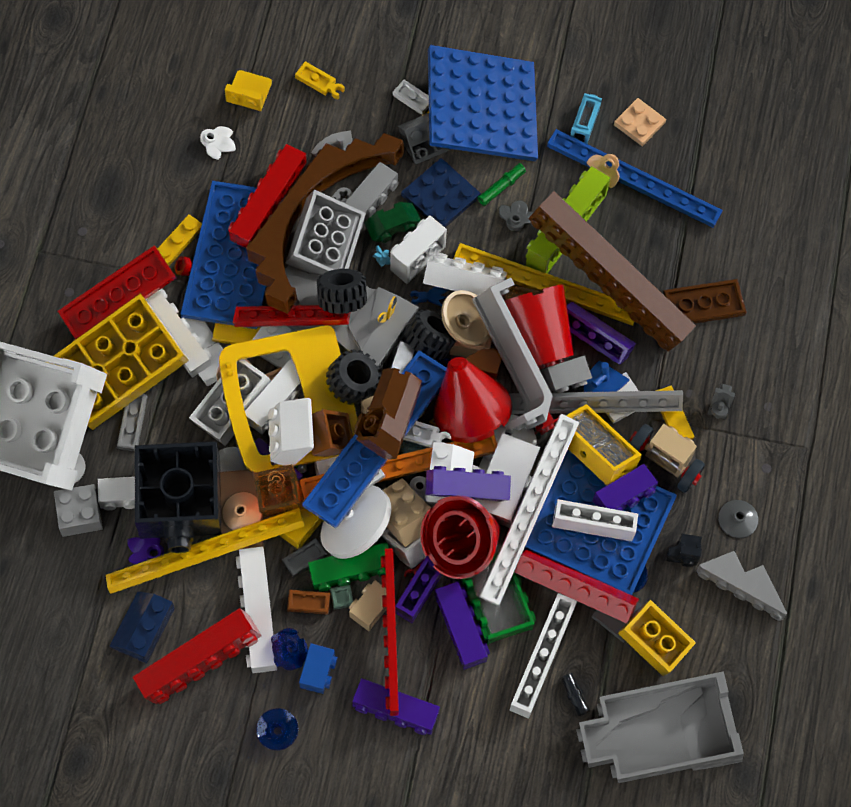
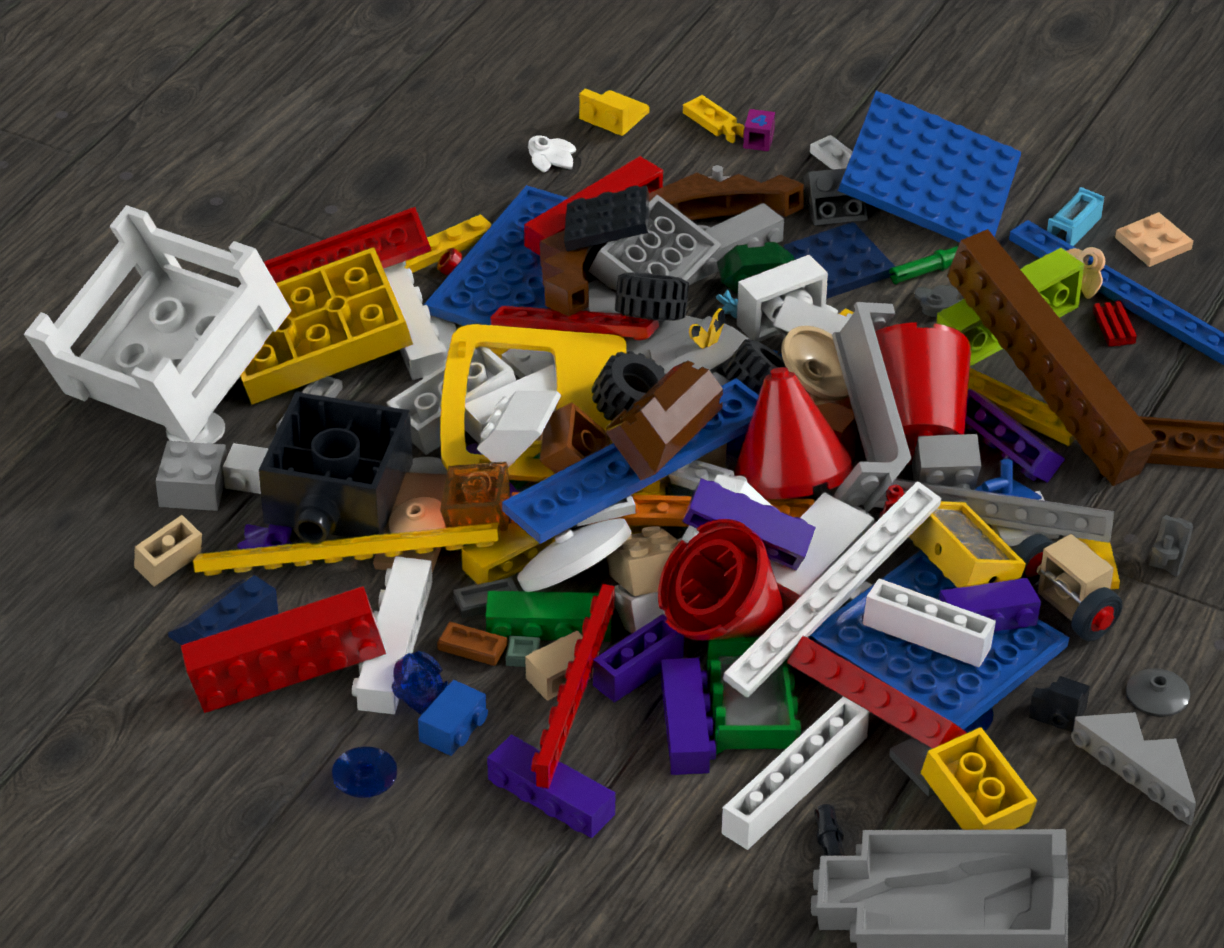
camera: 20 degrees right, 25 degrees down
(87, 583) = (167, 550): none -> tan brick
(287, 221) = (606, 217): none -> black plate
(353, 85) = (759, 130): none -> magenta brick
(627, 194) = (1110, 310): none -> red tile

